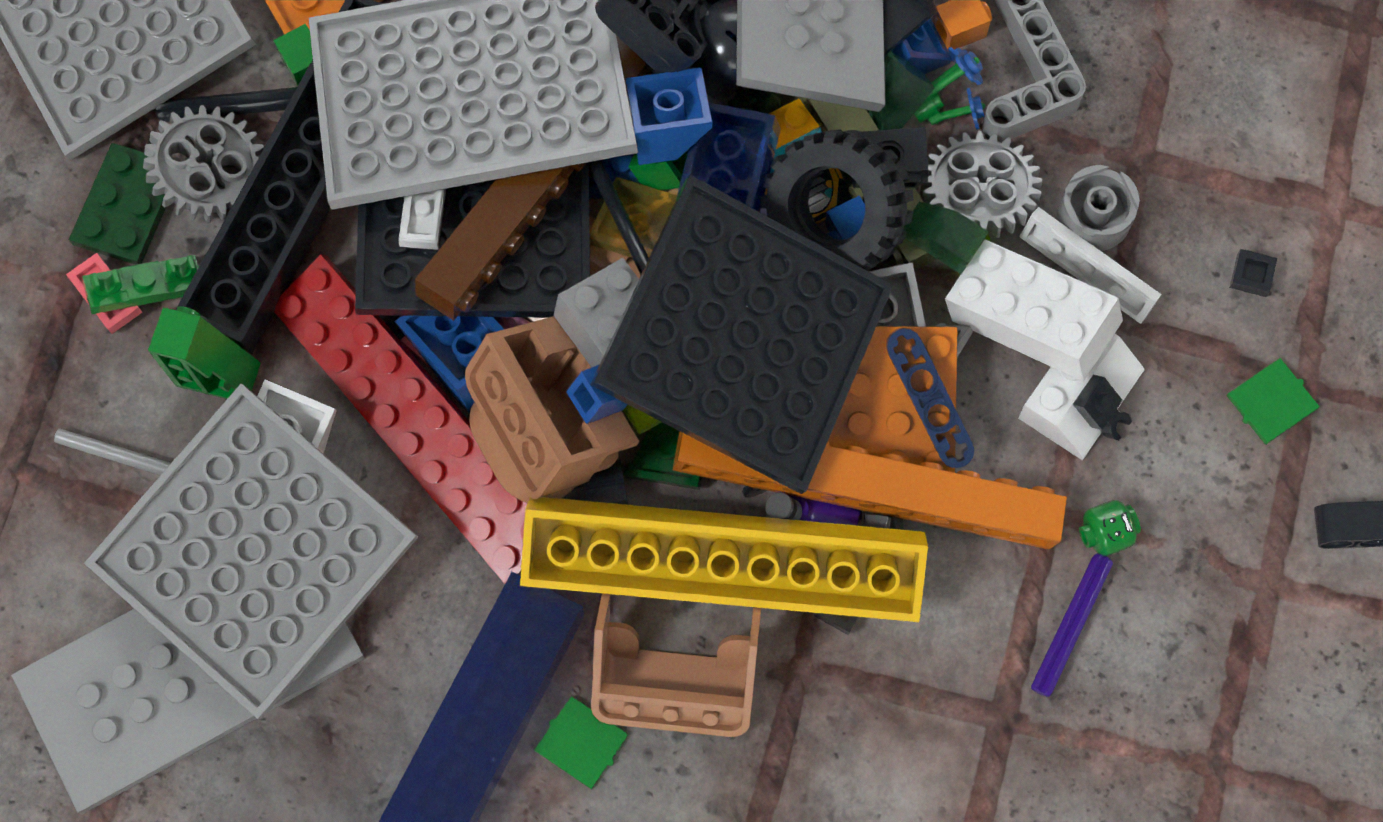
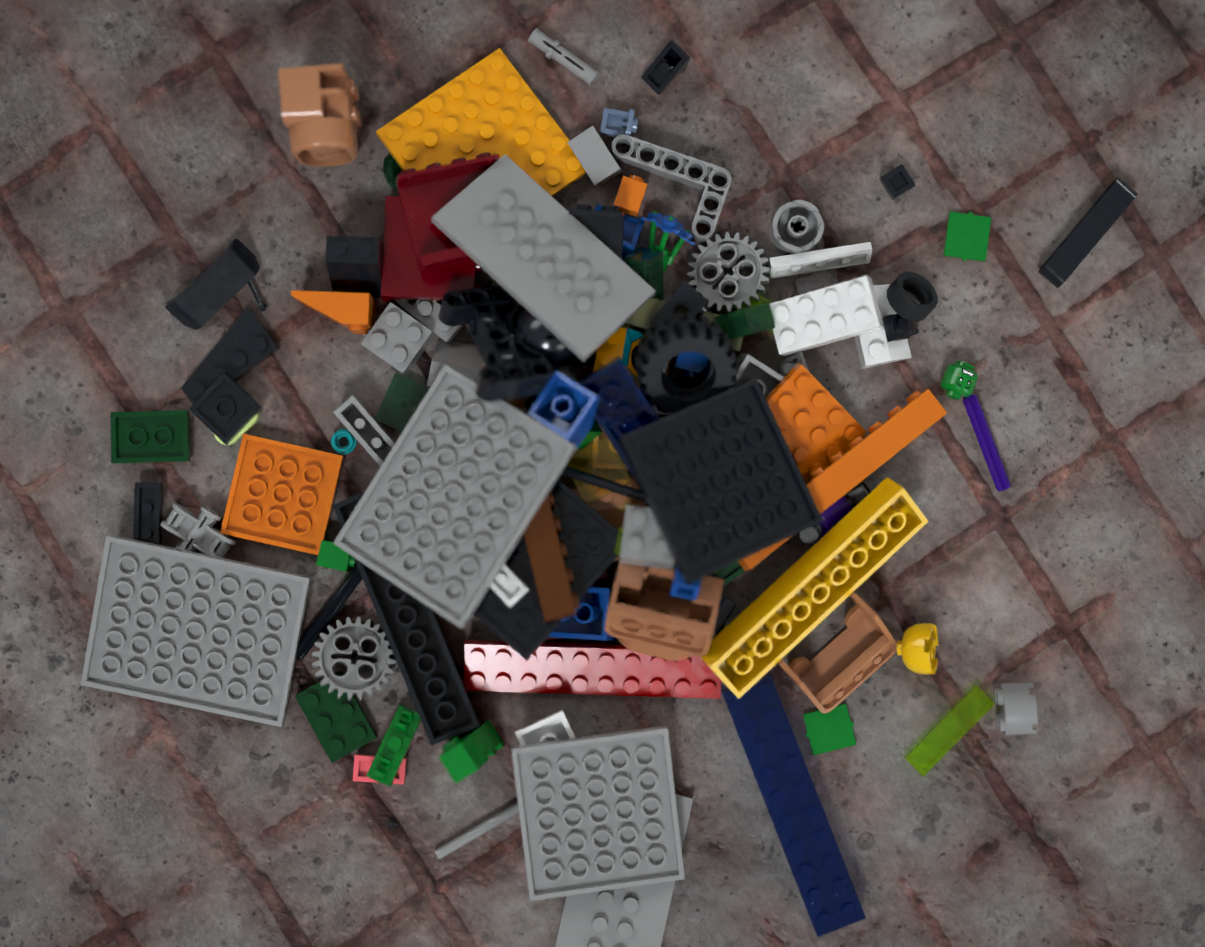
camera: 50 degrees left, 15 degrees up
(768, 754) = (919, 648): none -> yellow cylinder
(926, 399) = (823, 411): dark blue beam -> none
(1132, 395) = (906, 306): none -> black tyre

